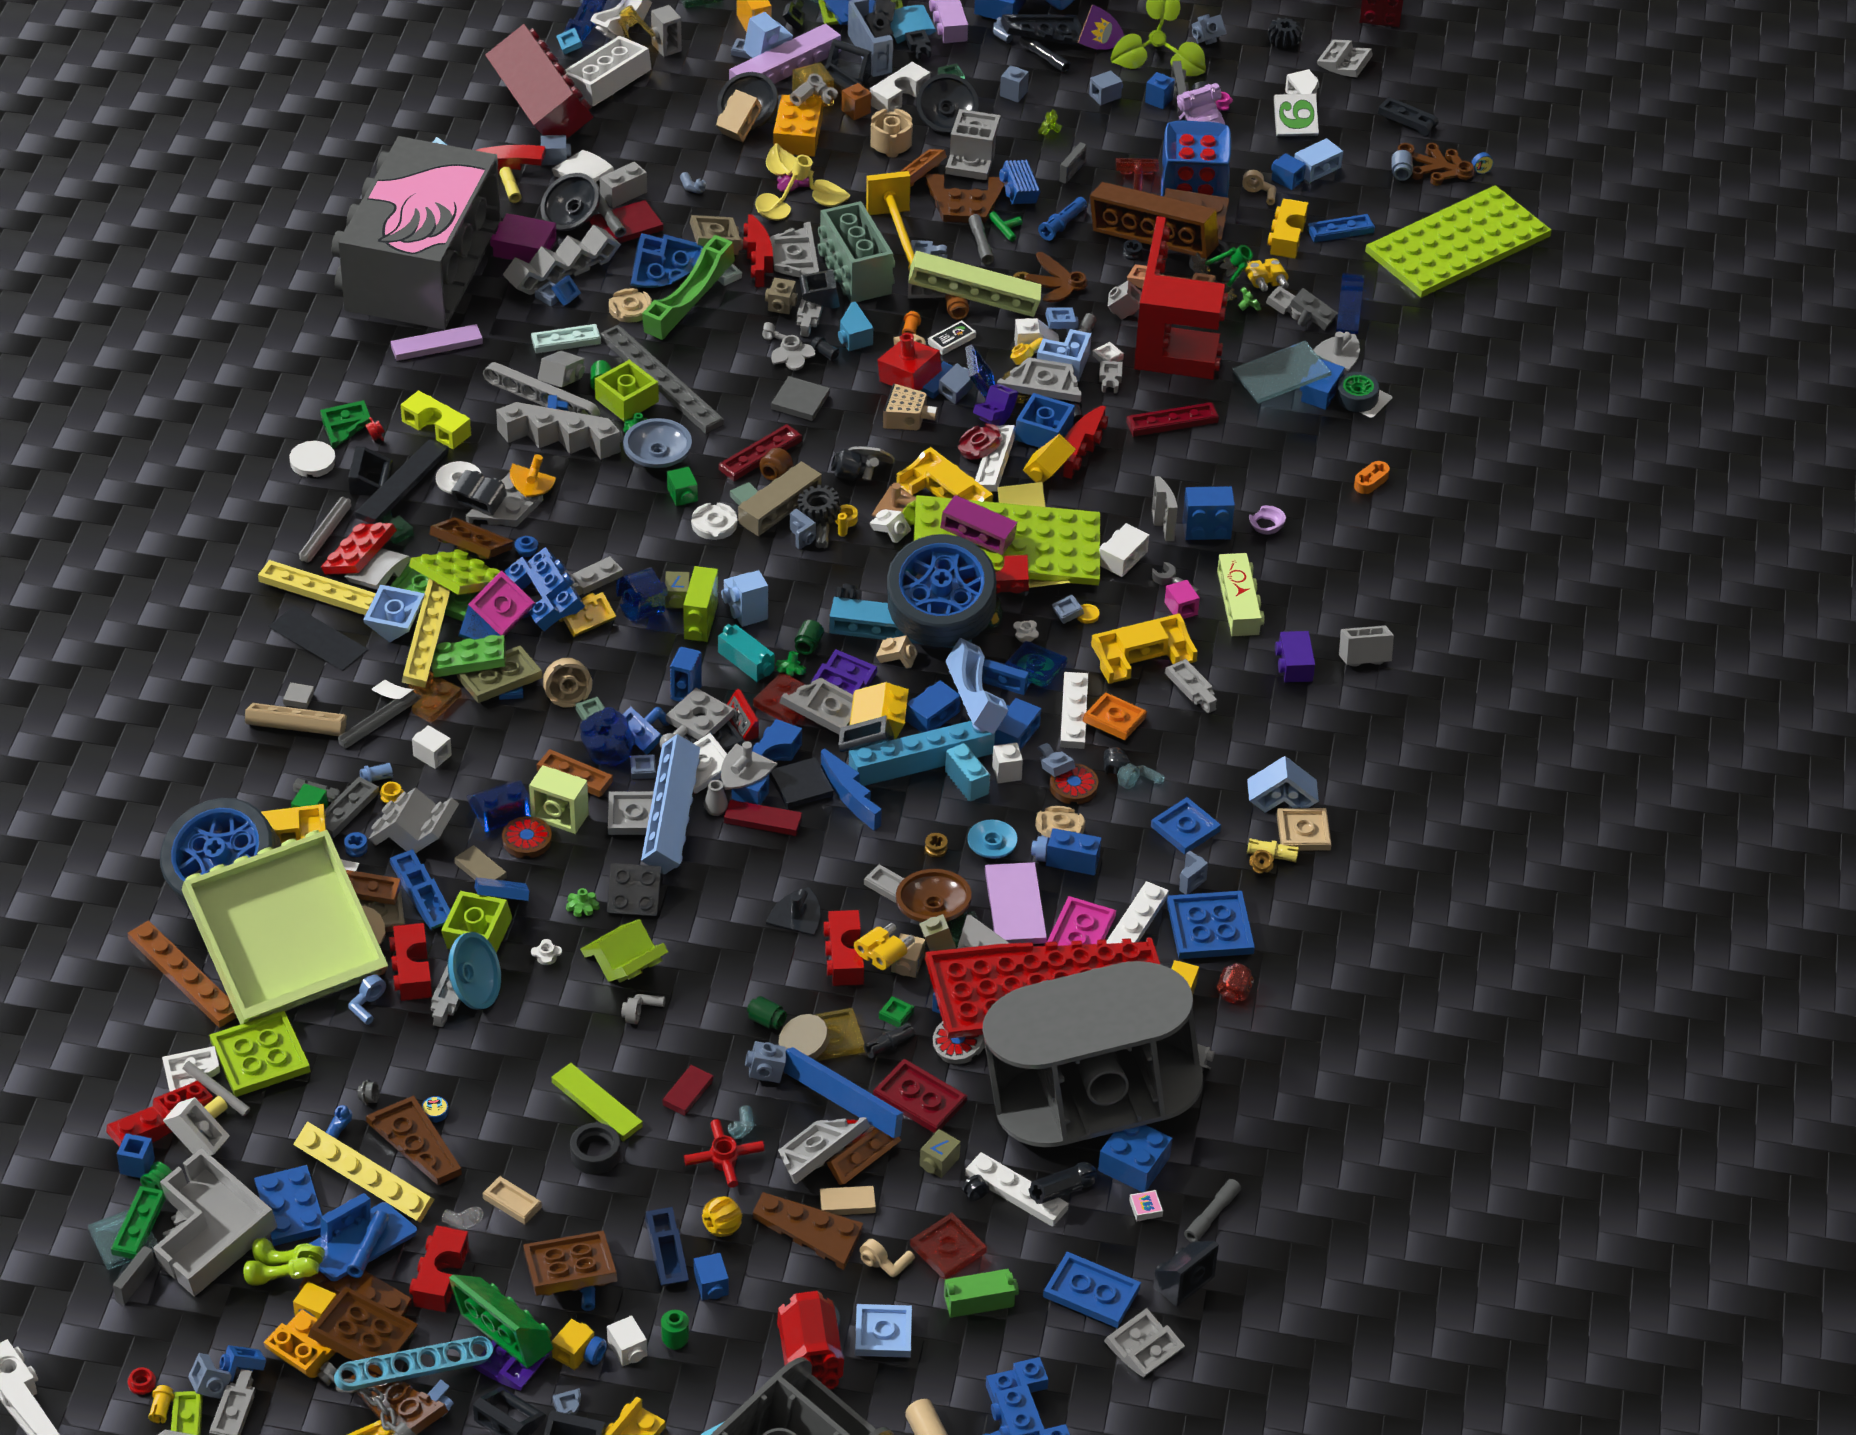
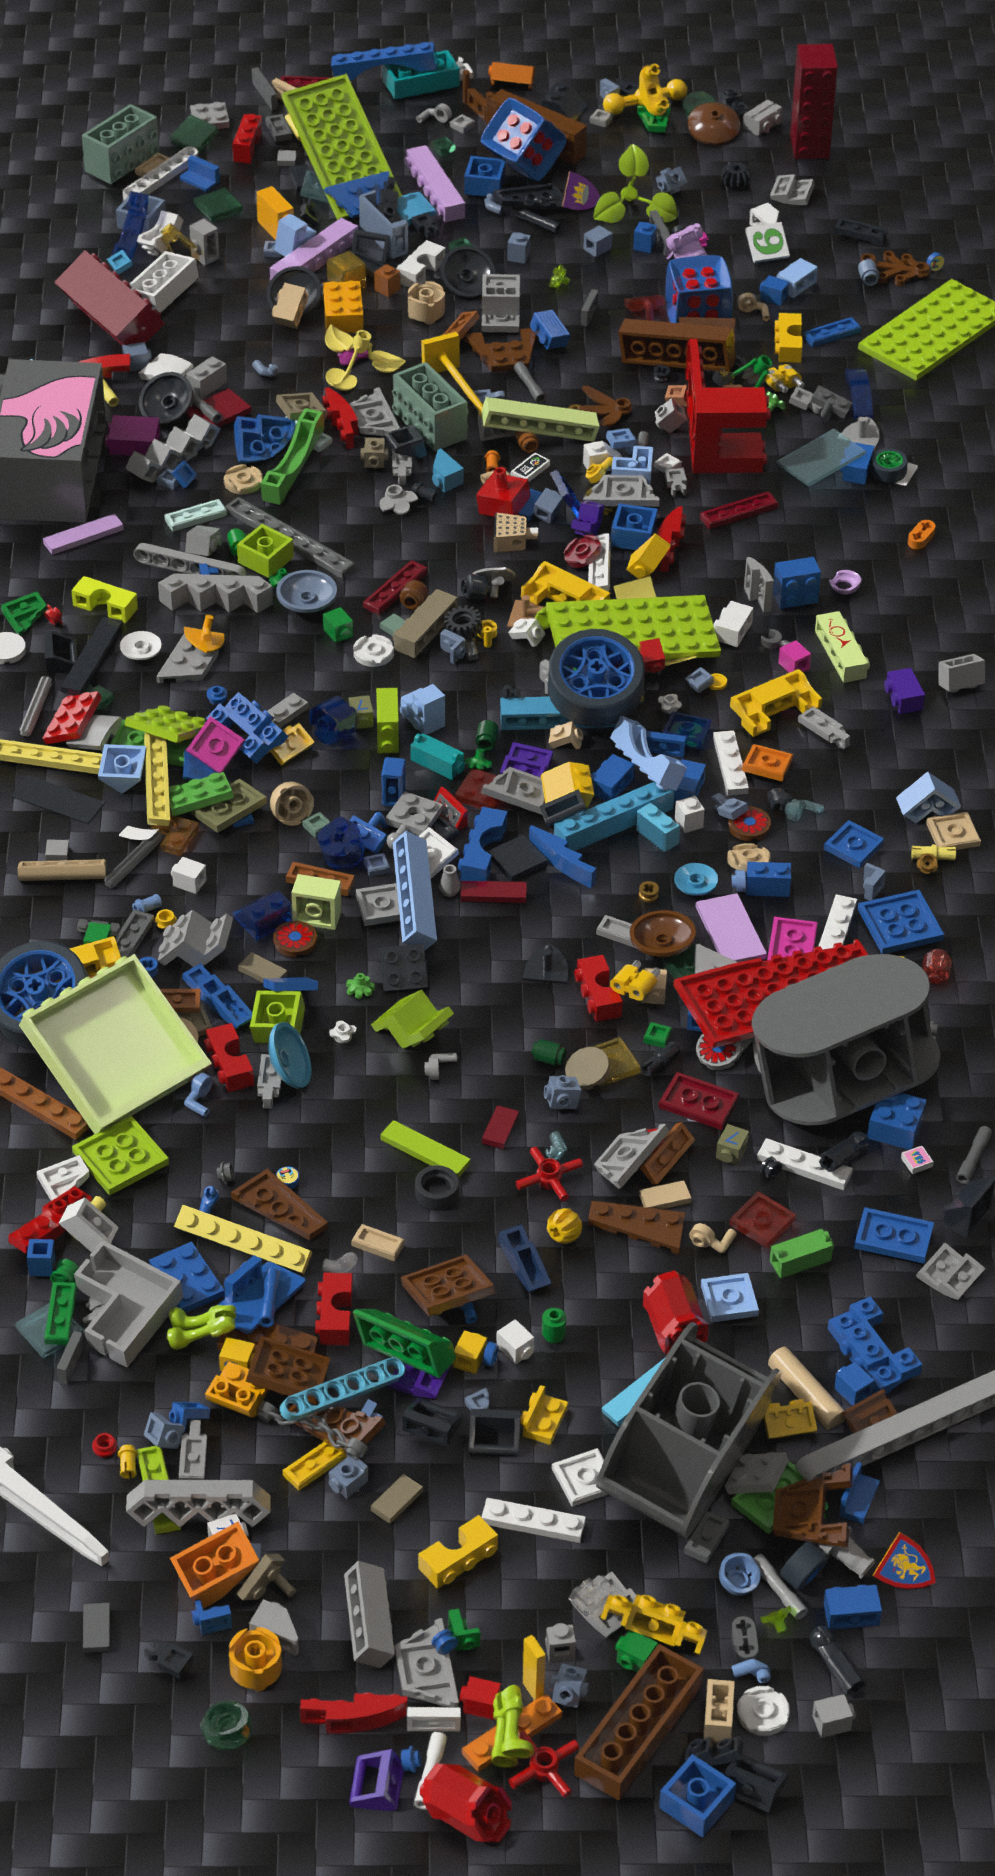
camera: 10 degrees left, 0 degrees up
(216, 1088) = (91, 1189): light grey bar -> none
(471, 538) = (168, 694): reddish brown plate -> none
(479, 492) = (164, 654): black brick -> none
(711, 1276) = (570, 1277): blue brick -> none
(744, 767) = (468, 851): light grey shield -> none
(770, 333) = (371, 485): light grey hand -> none
(800, 398) = (415, 537): dark grey tile -> none
(816, 86) = (354, 271): light grey bar -> none
(843, 1092) = (638, 1106): blue tile -> none
(937, 934) = (677, 963): olive brick -> none
(978, 525) = (609, 616): magenta brick -> none
(1004, 226) = (547, 369): green piece -> none
(1058, 222) = (591, 359): blue pin -> none

